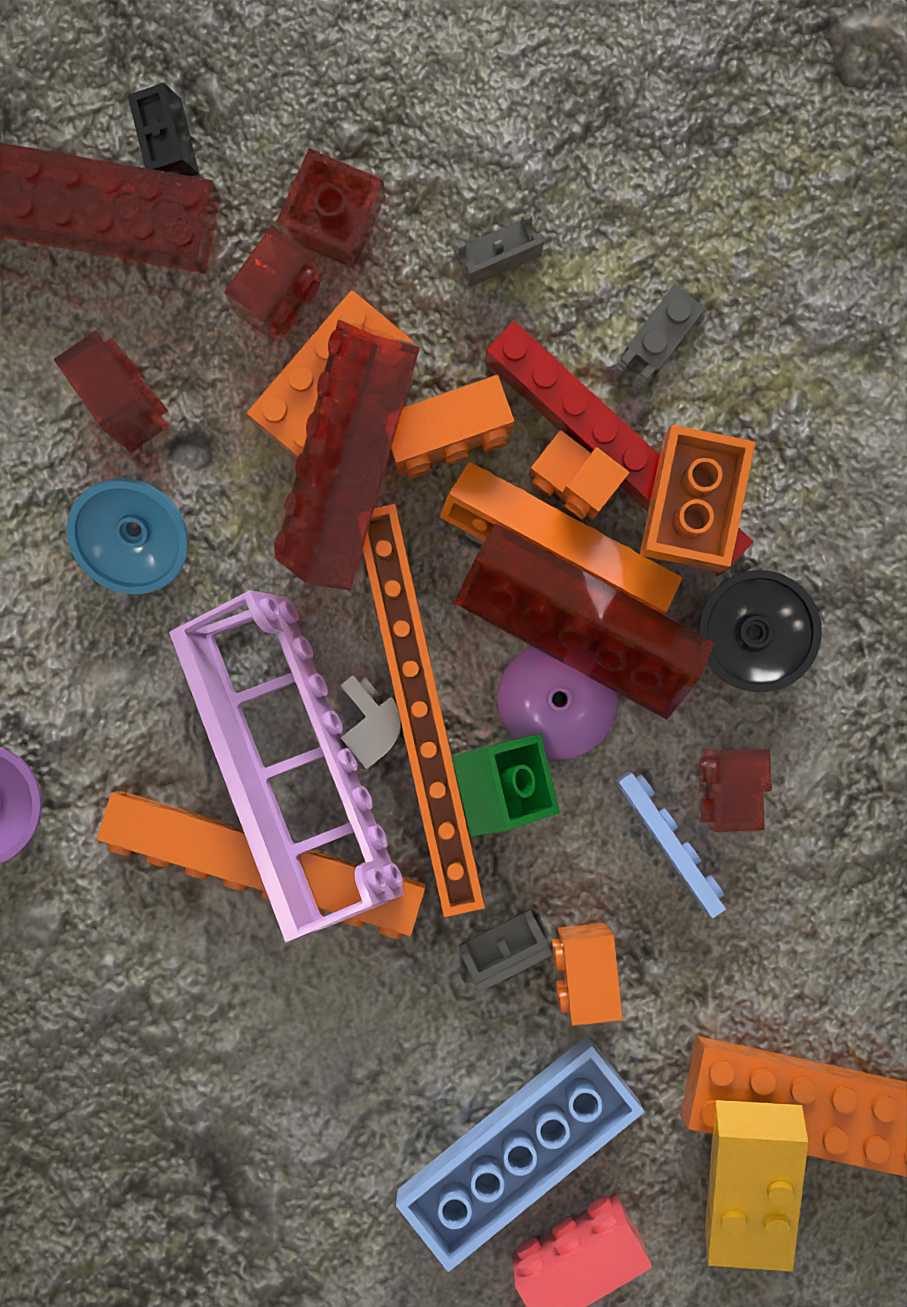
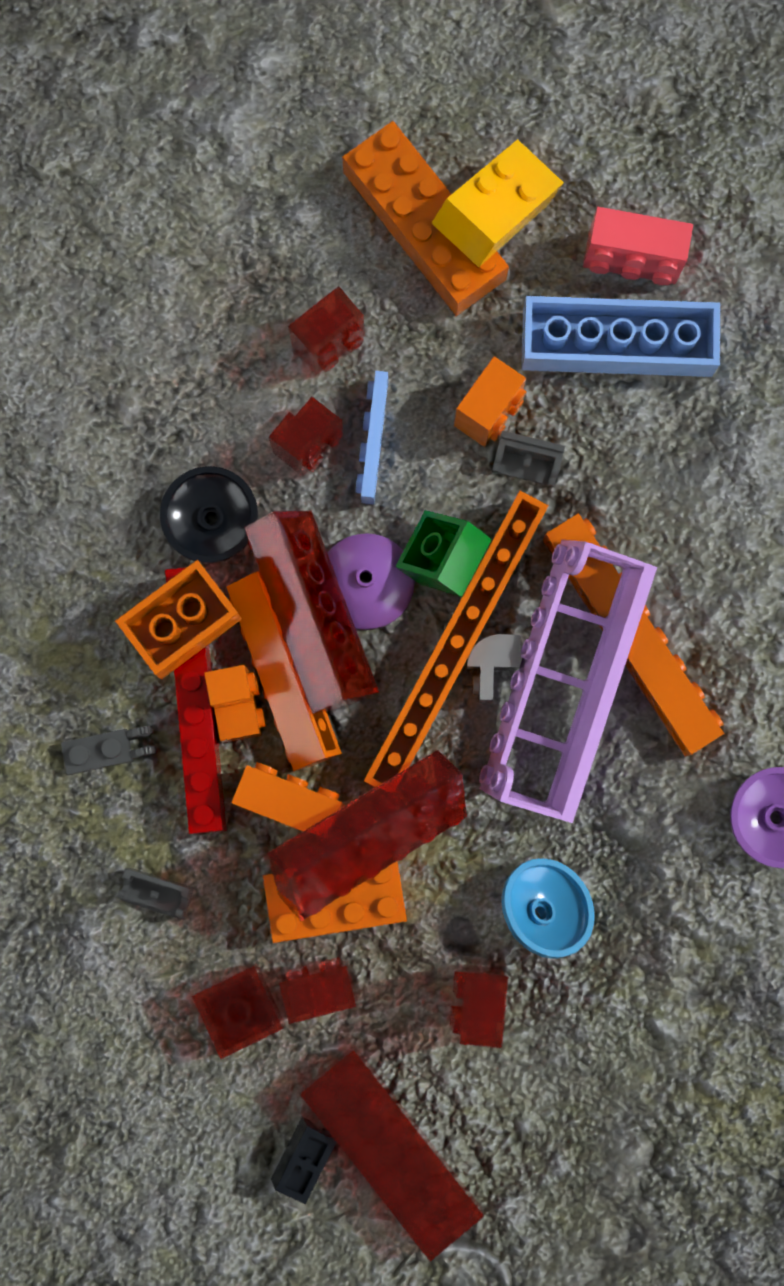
camera: 140 degrees left, 5 degrees down
(806, 908) = (327, 331): none -> clear red brick

